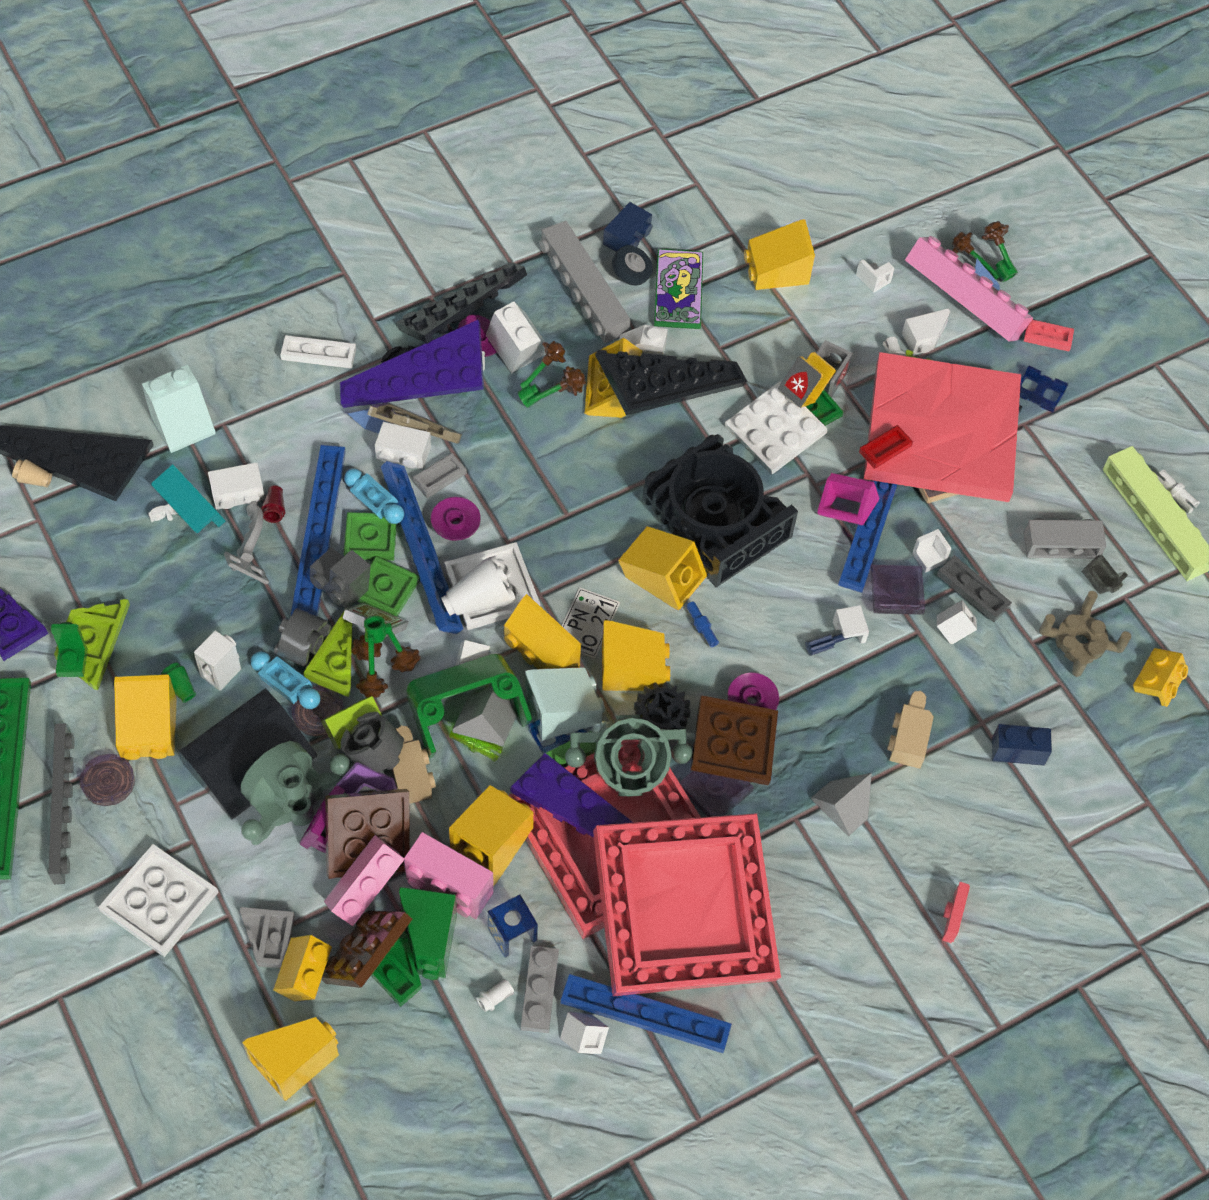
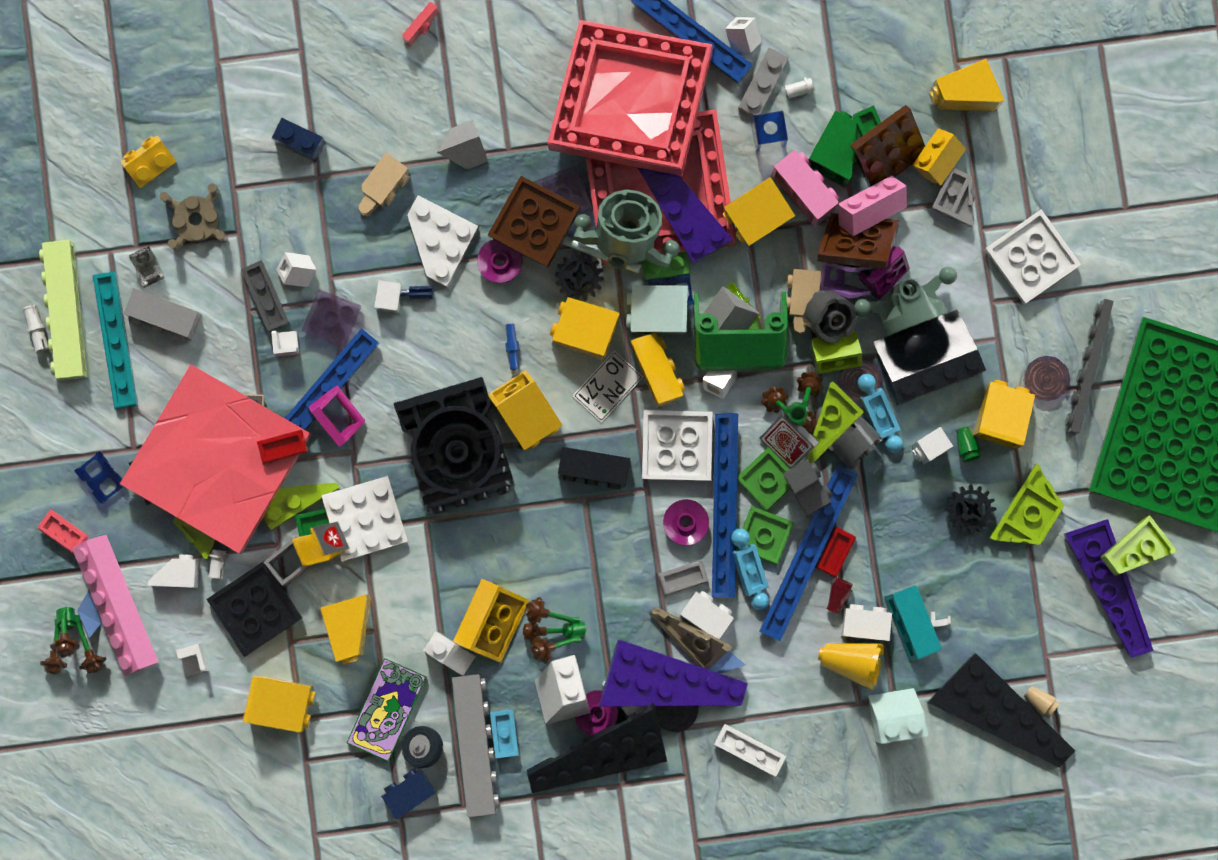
camera: 155 degrees left, 25 degrees up
(71, 650) = (1051, 493): green bracket -> none
(156, 621) = (978, 517): none -> black gear
(238, 446) = (853, 661): none -> yellow cone
(245, 552) = (876, 555): light grey piece -> none
(289, 544) = (835, 552): none -> red tile
(480, 590) = (693, 430): white cone -> none
(560, 299) = (504, 733): none -> medium azure plate
(570, 538) = (593, 467): none -> black brick
(663, 380) = (456, 592): black wing -> none
(749, 329) = (347, 627): none -> yellow slope
(826, 704) = (440, 238): none -> white plate
(840, 322) = (254, 609): none -> black plate
(849, 426) = (294, 500): none -> lime wing
(1096, 507) = (115, 340): none -> teal tile

